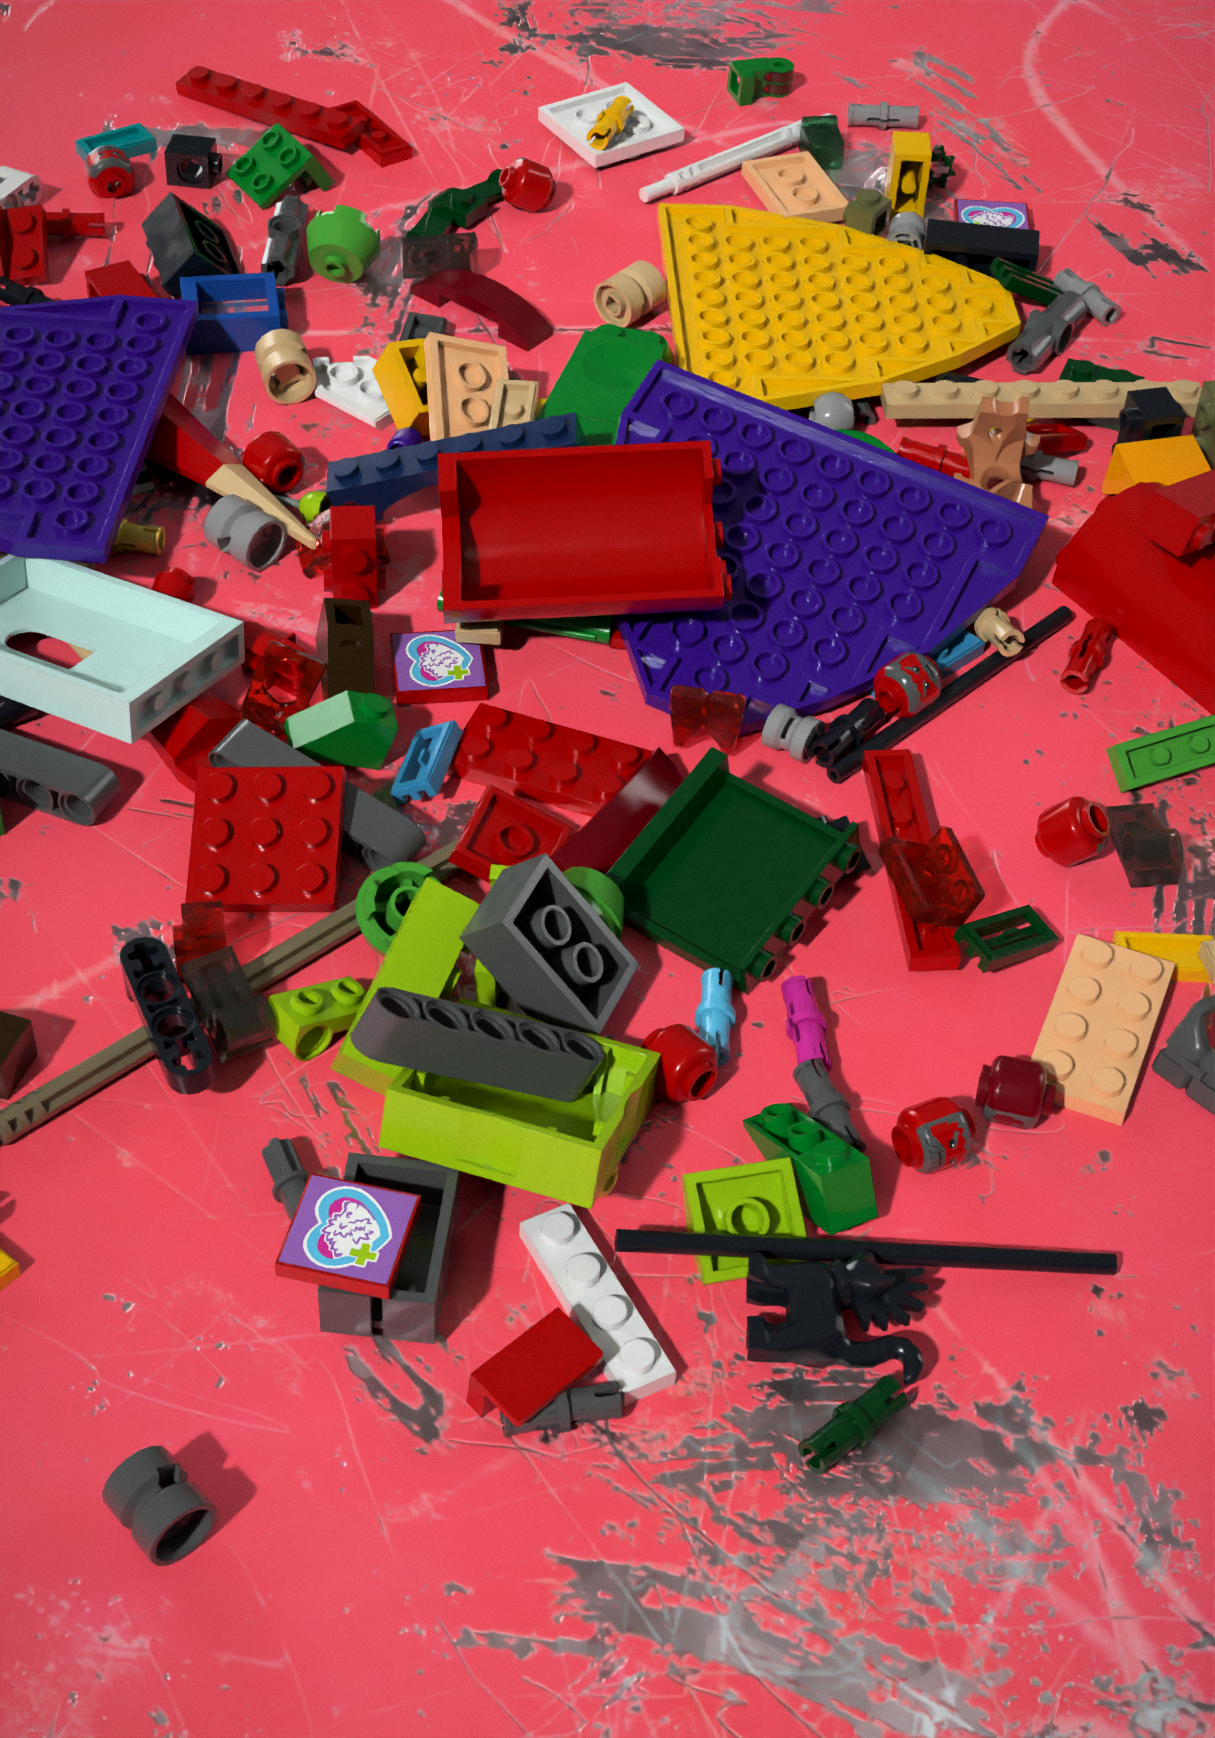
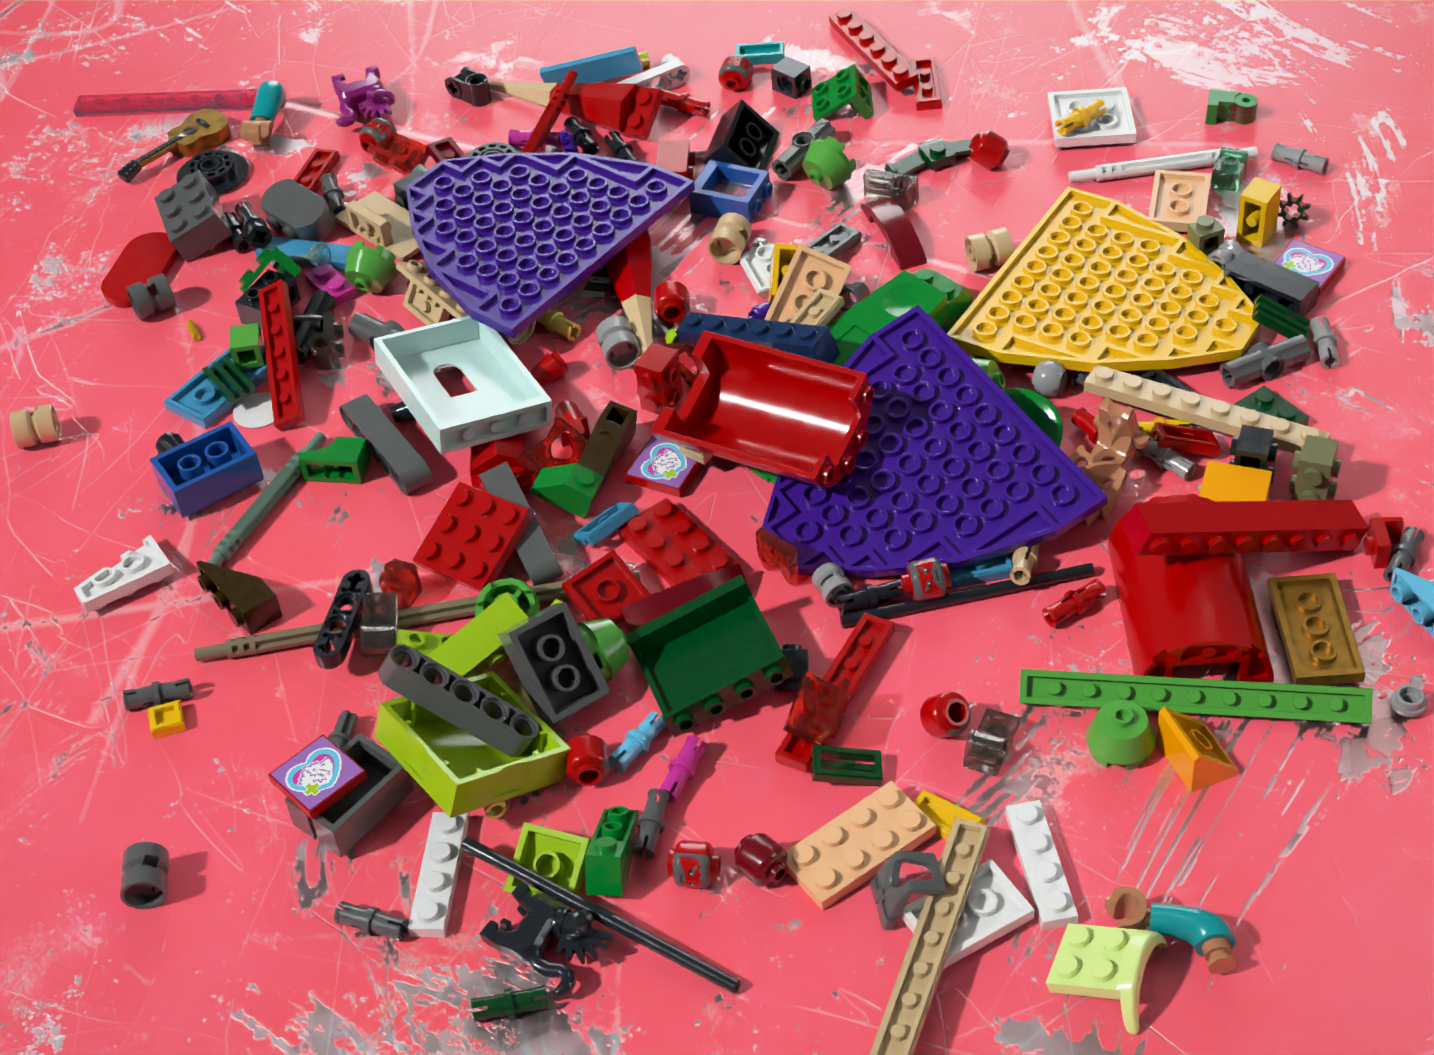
camera: 40 degrees right, 0 degrees up
(533, 1369) = (367, 891): red panel -> none

